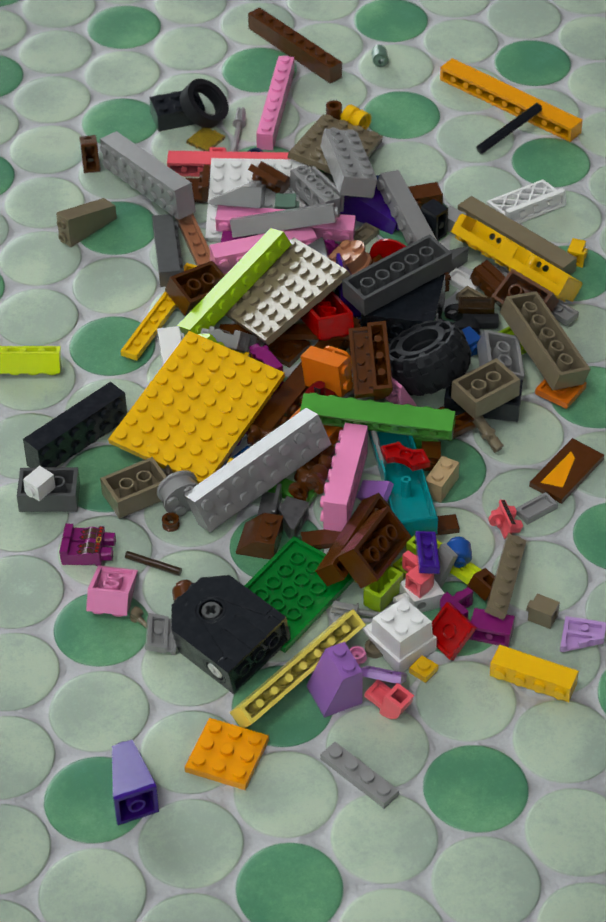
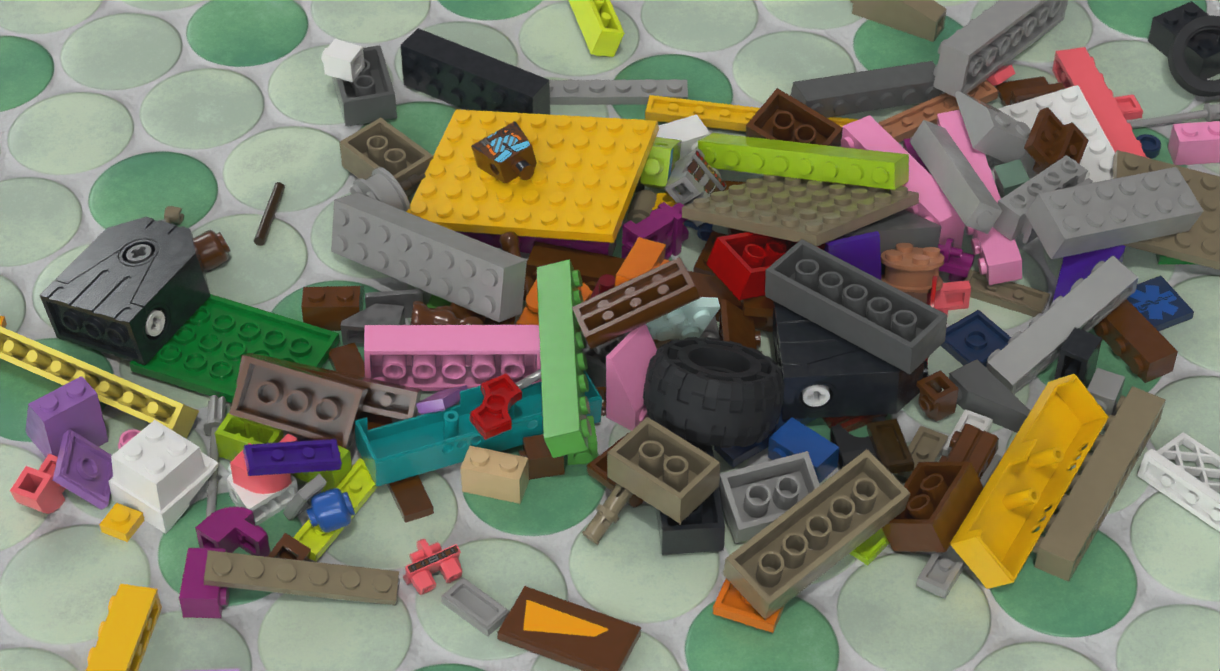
camera: 75 degrees right, 0 degrees up
(86, 545) = (283, 150): magenta hips -> none
(104, 364) = (614, 91): none -> light grey plate
(111, 590) = (207, 181): bright pink slope -> none
(188, 408) = (506, 154): none -> reddish brown torso
(205, 139) = (1155, 90): clear yellow piece -> none
(451, 630) = (180, 529): red tile -> none
(543, 610) = (248, 641): dark tan brick -> none
(578, 249) = (1104, 568): yellow brick -> none

